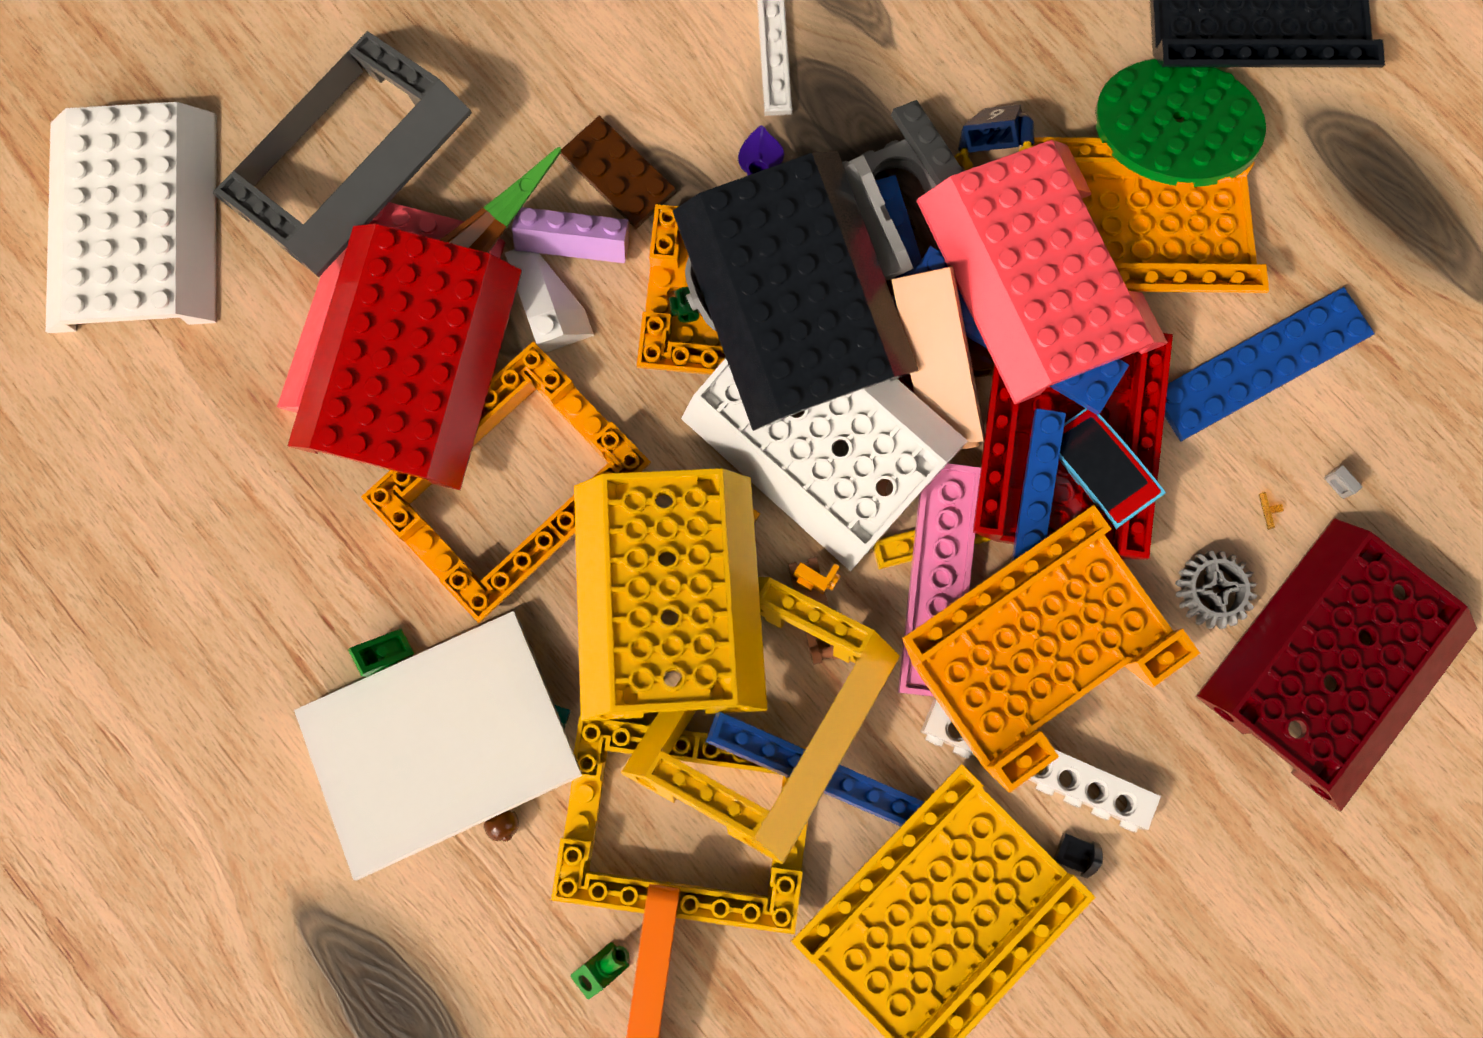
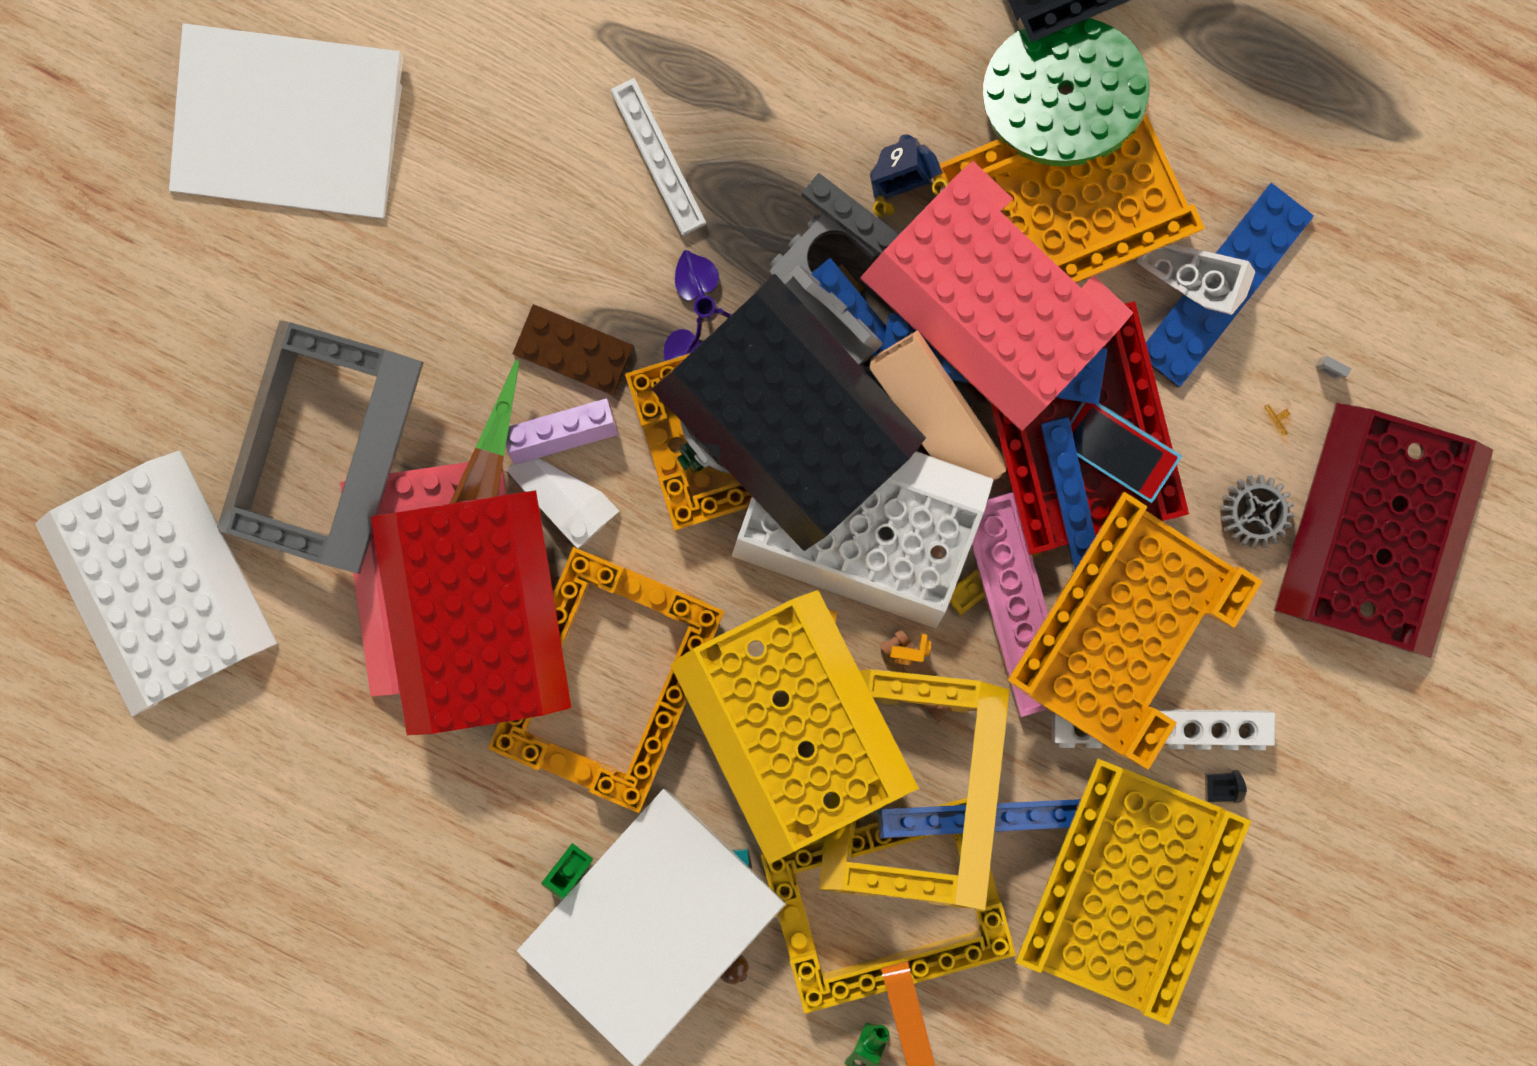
camera: 20 degrees left, 10 degrees up
(1247, 337) = (1203, 276): none -> white wedge

